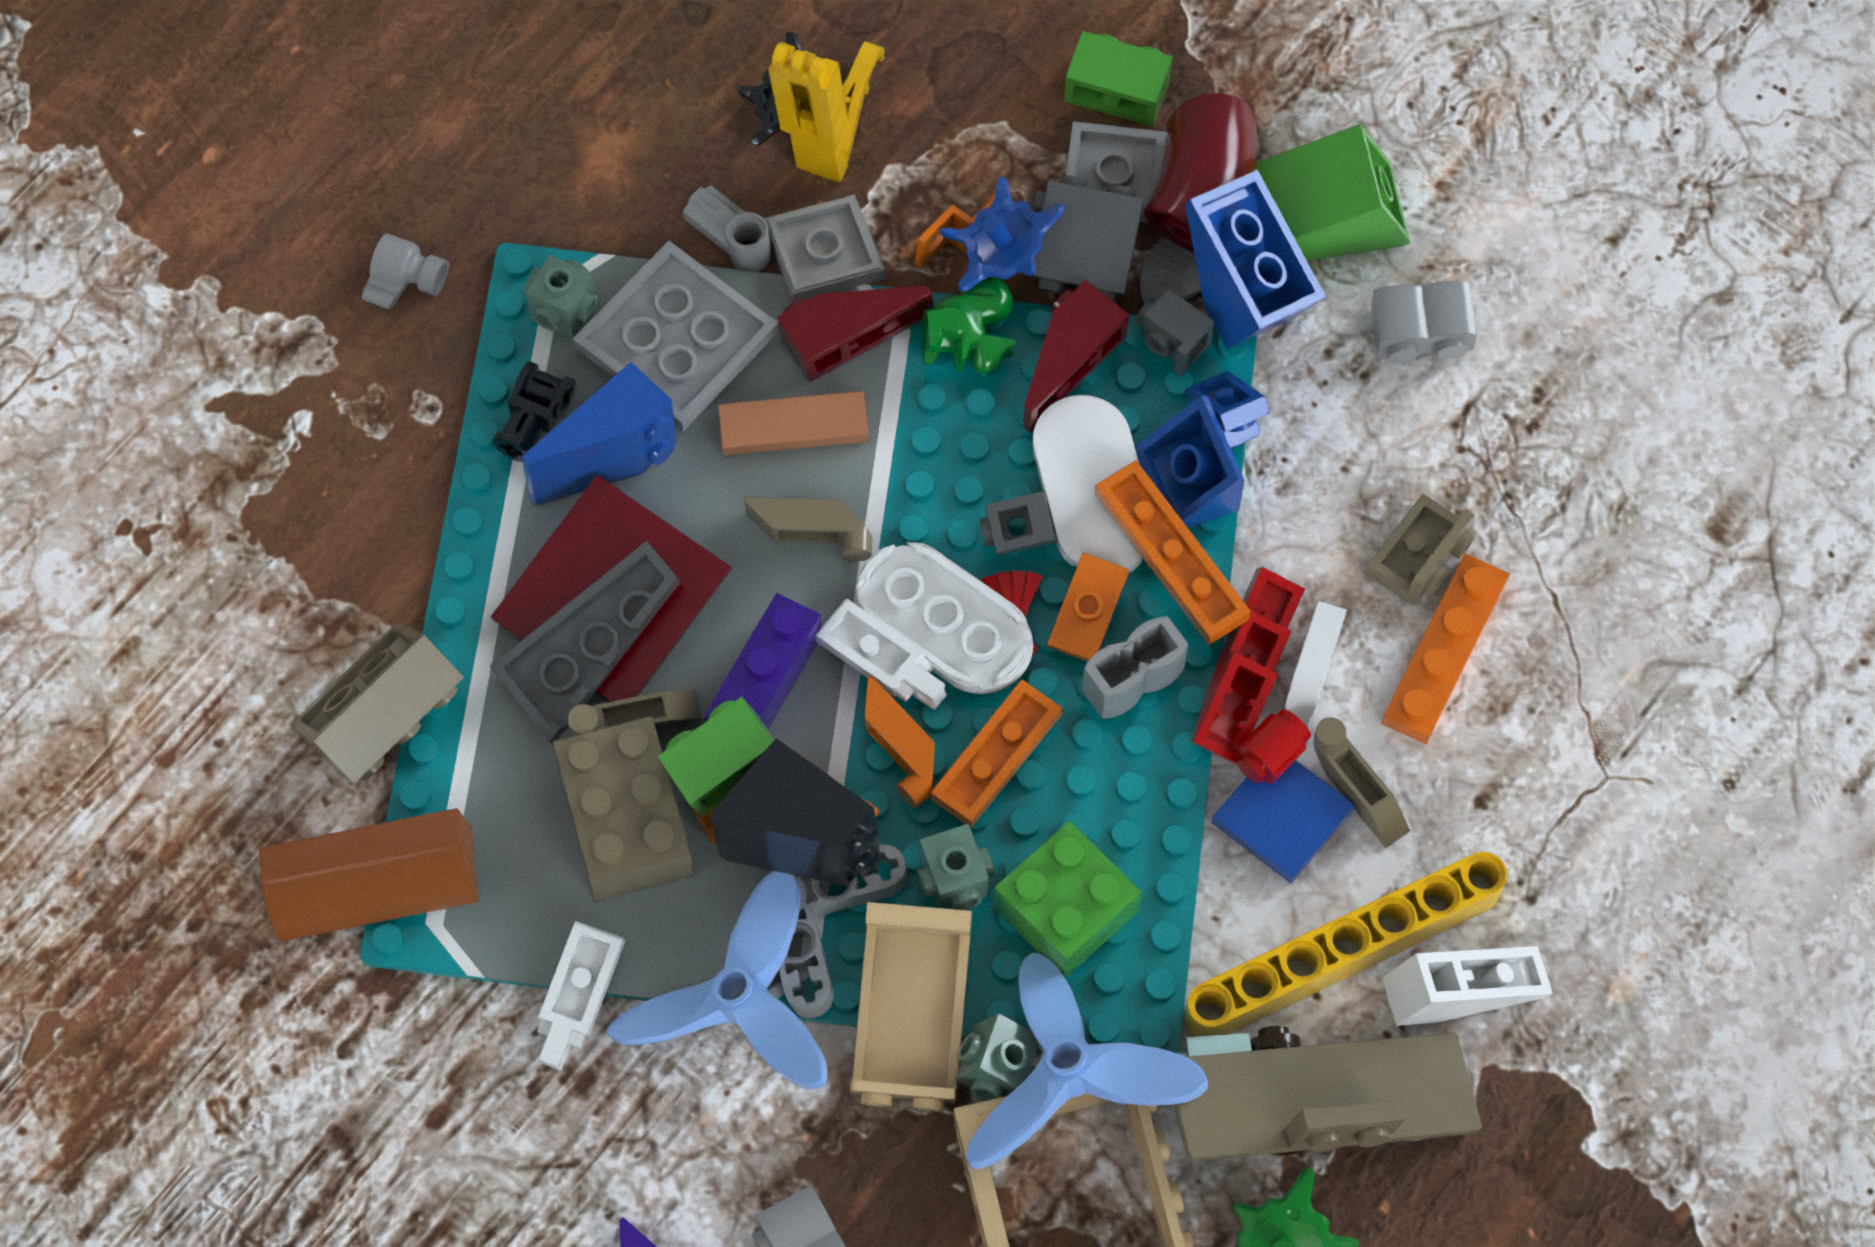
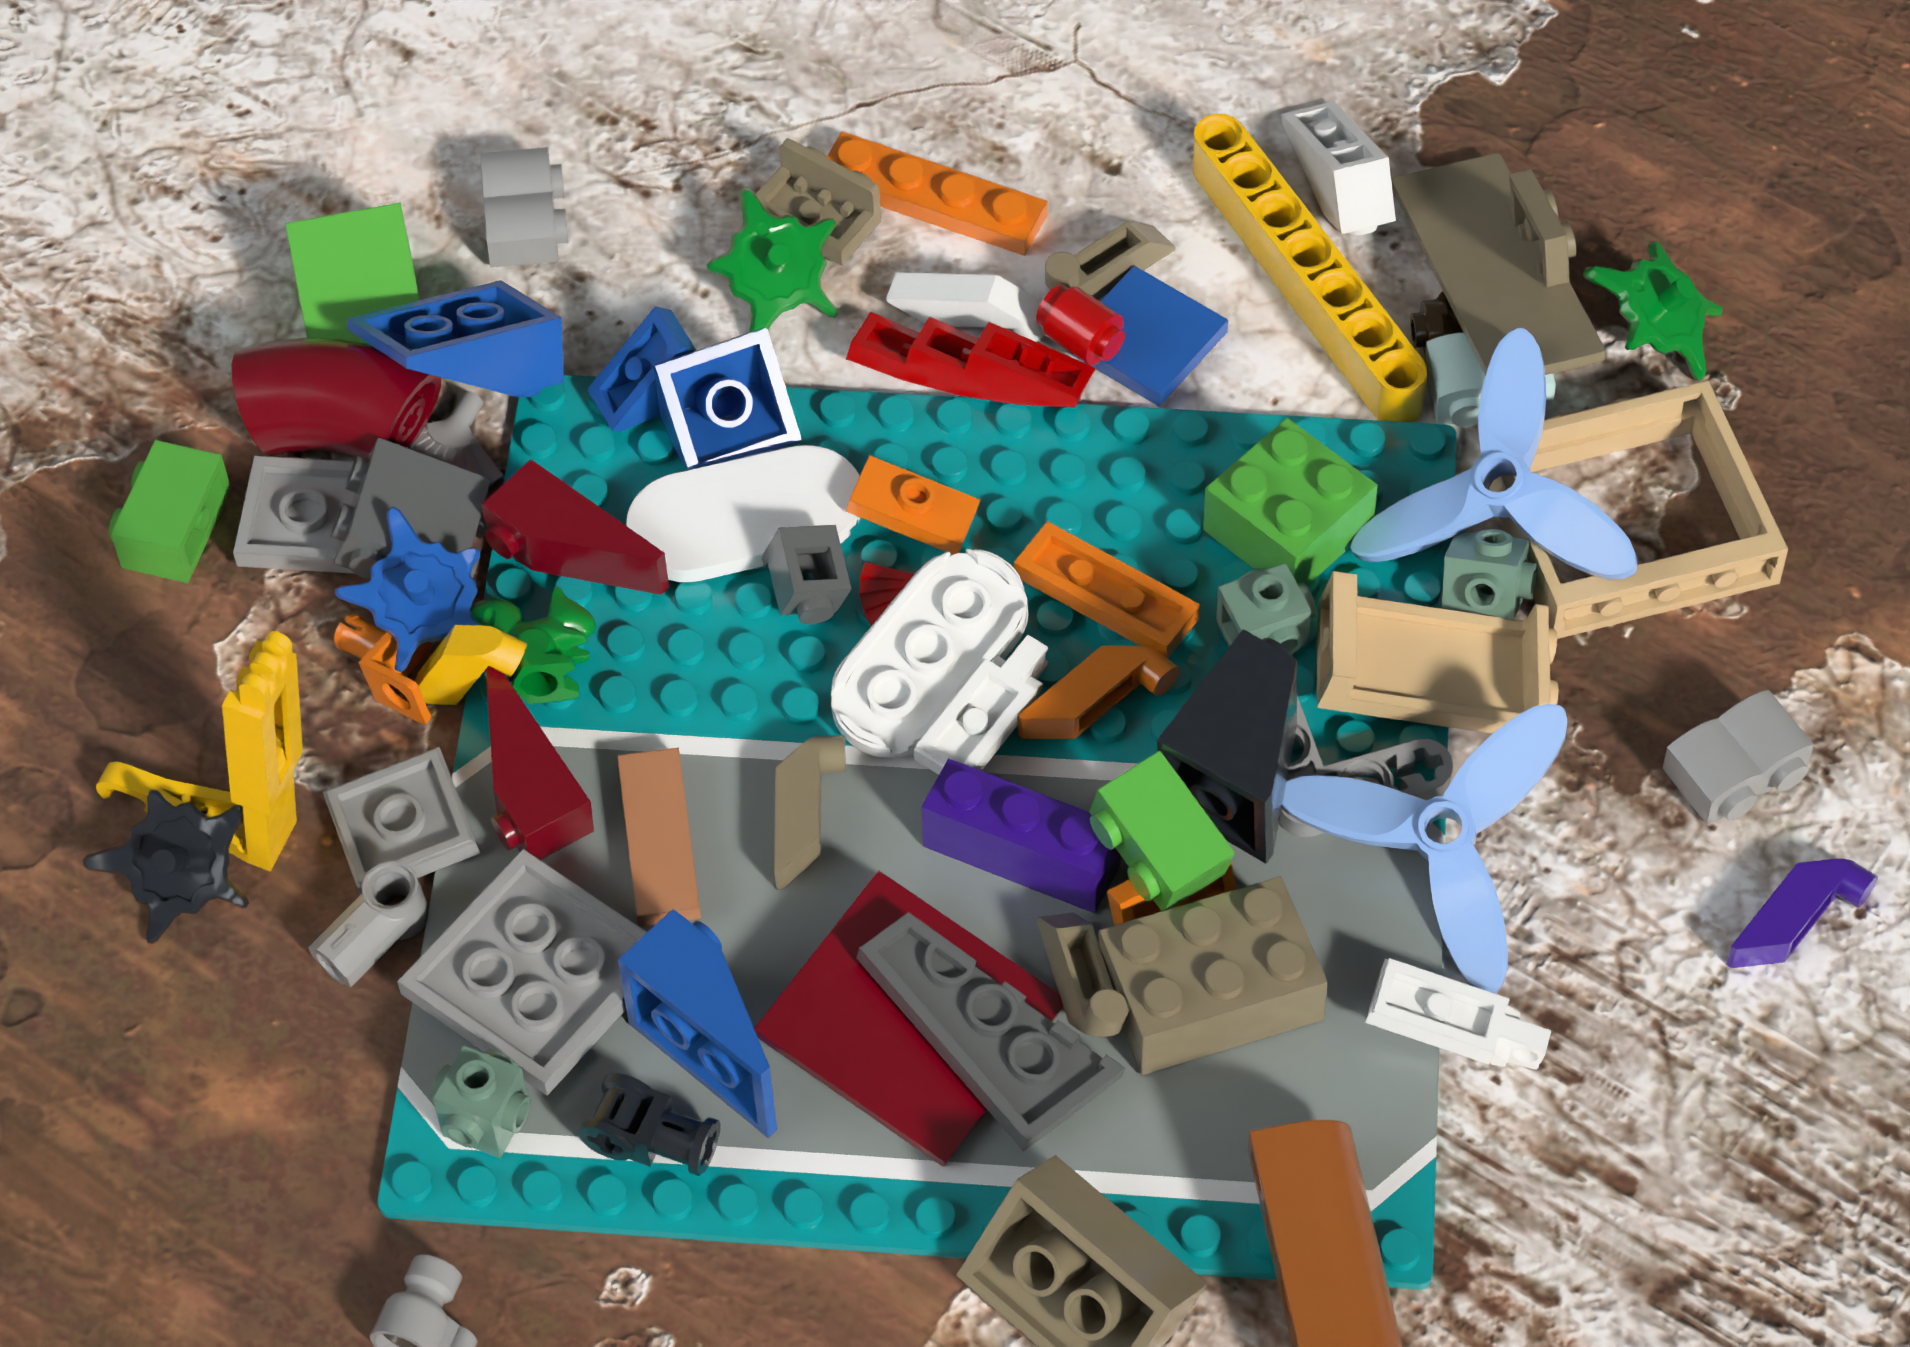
camera: 90 degrees left, 10 degrees down
(940, 275) = (462, 660): none -> yellow piece
(1142, 664) = (997, 445): light grey brick -> none
(1172, 552) = (844, 414): orange plate -> none
(1175, 329) = (542, 425): dark grey brick -> none
(1350, 510) = (775, 262): none -> green piece

